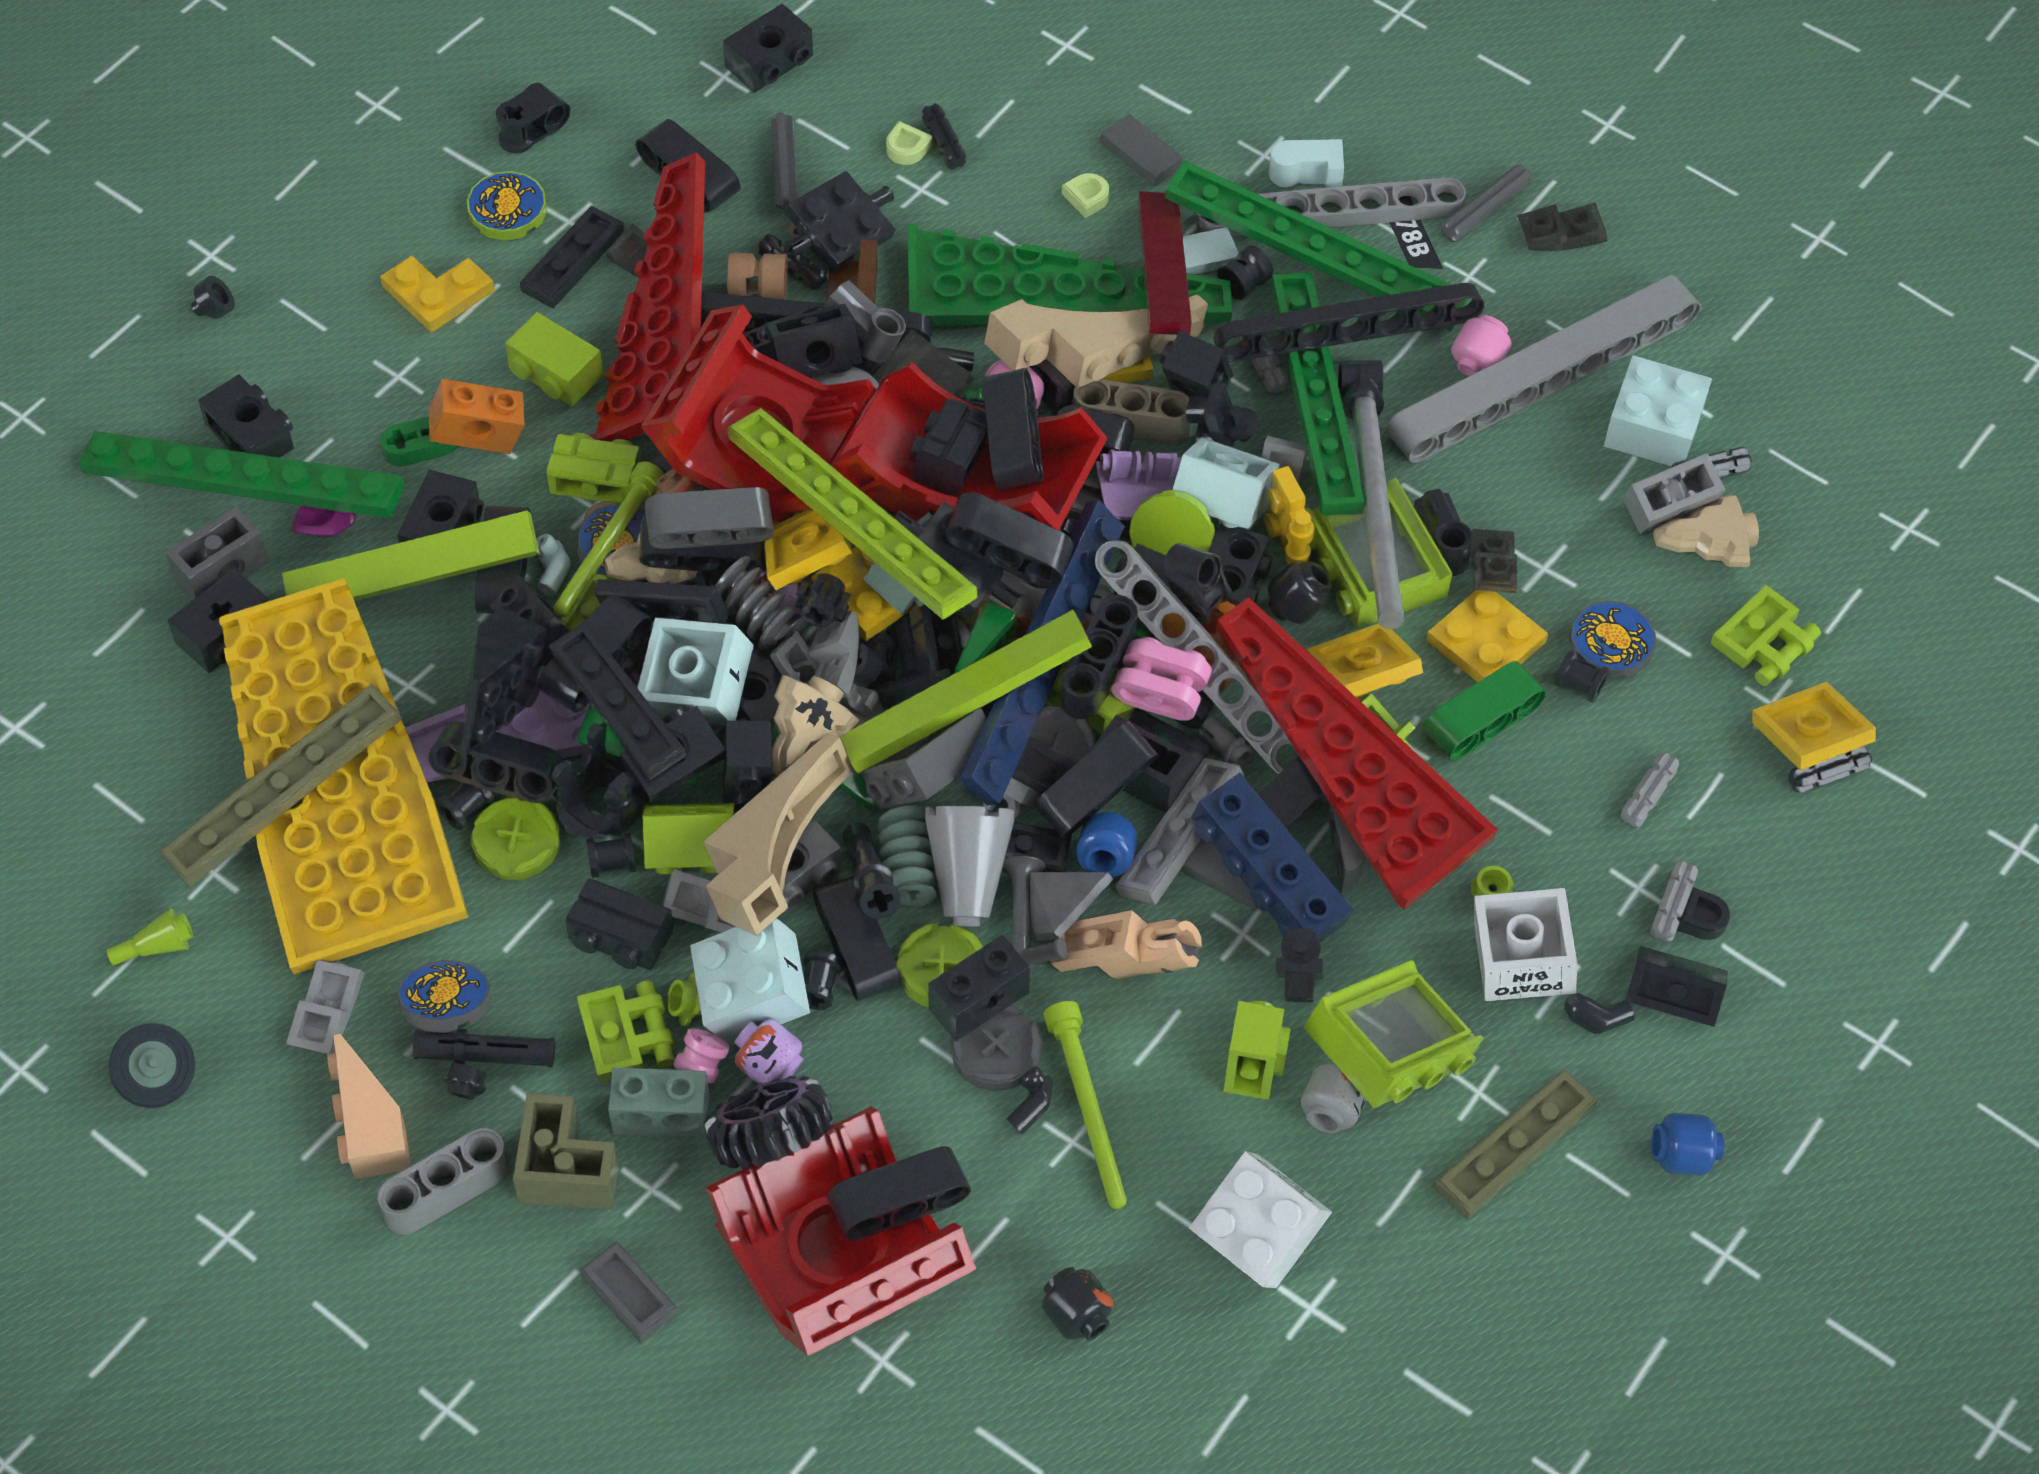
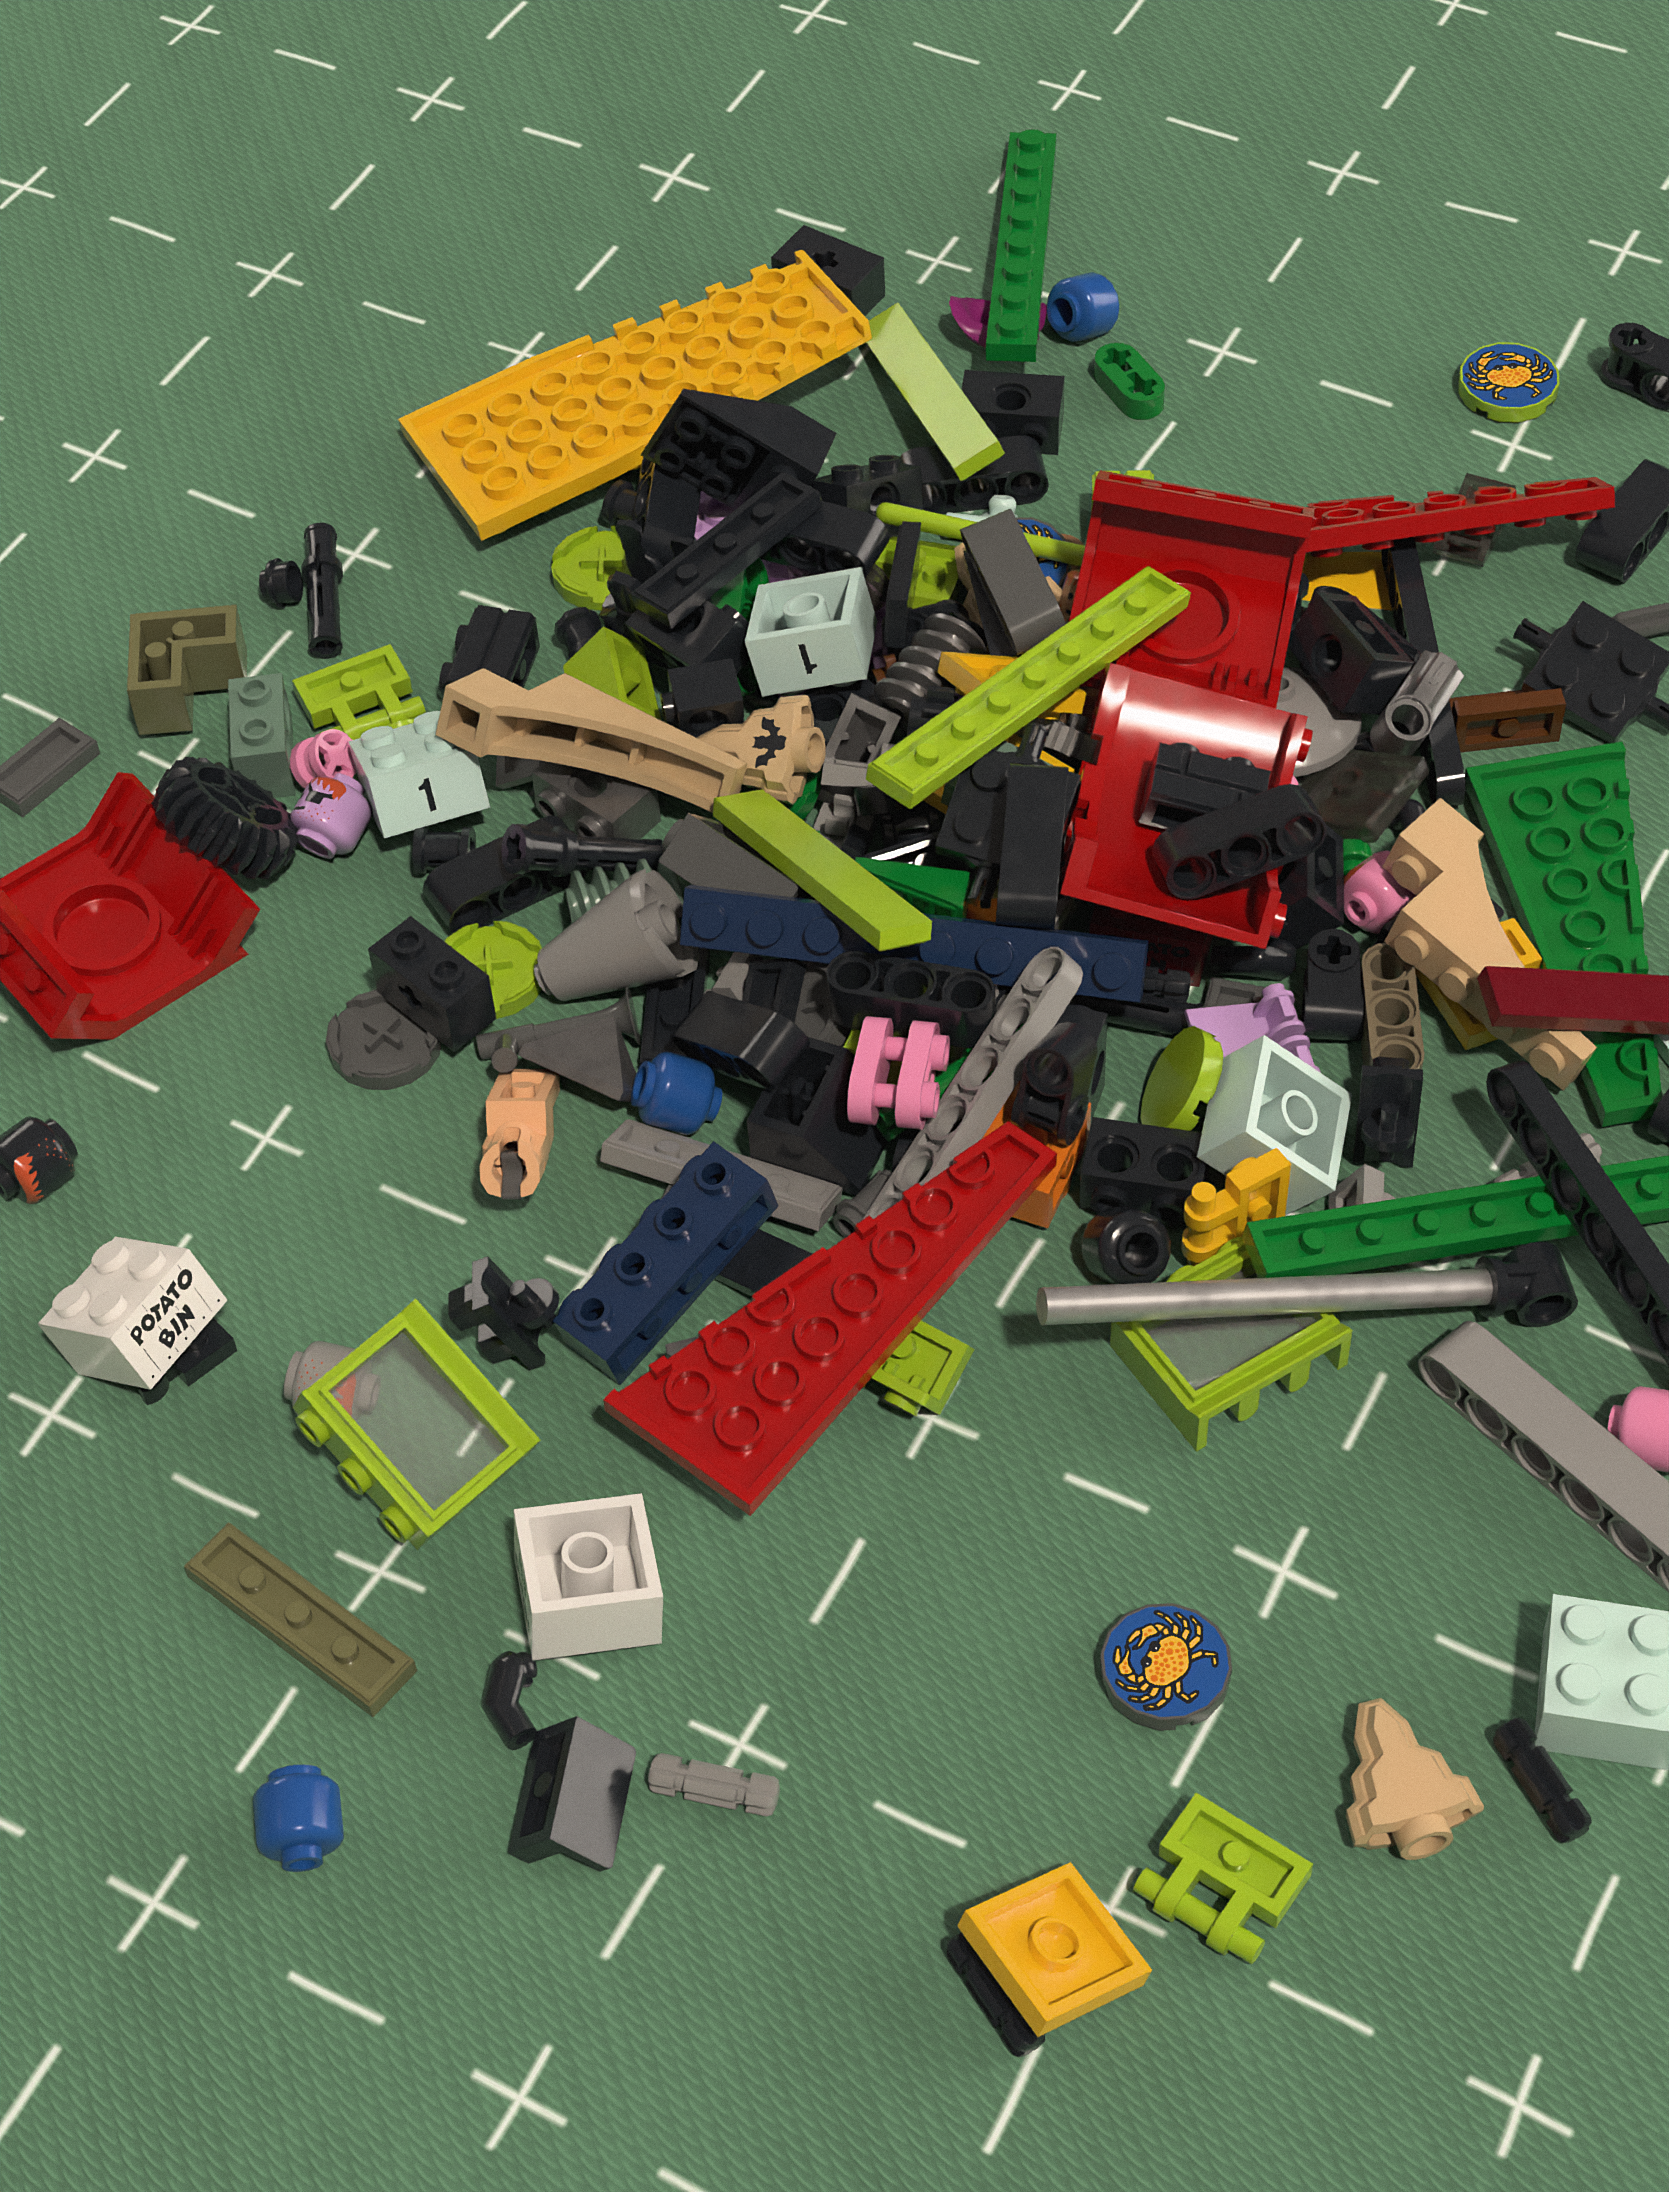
camera: 85 degrees right, 5 degrees down
(151, 1065) = (268, 345): black wheel -> none
(163, 935) = (430, 326): lime cone -> none
(212, 298) = (1268, 175): black tile -> none
(216, 550) = (914, 247): flat silver brick -> none
(245, 420) = (1099, 234): black brick -> none
(280, 785) = (601, 344): olive tile -> none
(326, 1007) = (350, 464): light grey slope -> none
(331, 444) = (1082, 307): none -> blue head
(373, 1121) = (232, 513): light nougat slope -> none
(434, 1201) = (144, 575): light grey beam -> none
(438, 299) = (1349, 355): yellow plate -> none
(444, 995) = (378, 541): tile -> none
(476, 416) = (1155, 400): orange brick -> none
(554, 359) = (1270, 450): lime brick -> none
(572, 257) = (1451, 451): black tile -> none
(771, 273) = (1468, 612): medium nougat wheel -> none
(799, 267) = (1518, 656): black axle -> none
(898, 1193) = (153, 957): black beam -> none
(1037, 1100) = (302, 1083): black arm -> none
(1064, 1022) = (412, 1096): lime piece -> none
(1194, 365) = (1456, 1054): black brick -> none
(1256, 1049) = (375, 1270): lime brick -> none
(1368, 659) = (1020, 1351): yellow plate -> none
(1446, 529) = (1293, 1419): black piece -> none
(1484, 710) = (989, 1503): green beam -> none
(1486, 635) = (1129, 1502): yellow plate -> none
(1492, 877) = (691, 1532): lime plate -> none
(1493, 561) = (1253, 1492): clear smoke slope -> none
(1581, 676) = (1079, 1622): black bush -> none
(1649, 789) = (904, 1737): light grey axle -> none
(1673, 493) = (1441, 1705): light grey brick -> none
(1704, 915) = (700, 1830): black tile -> none

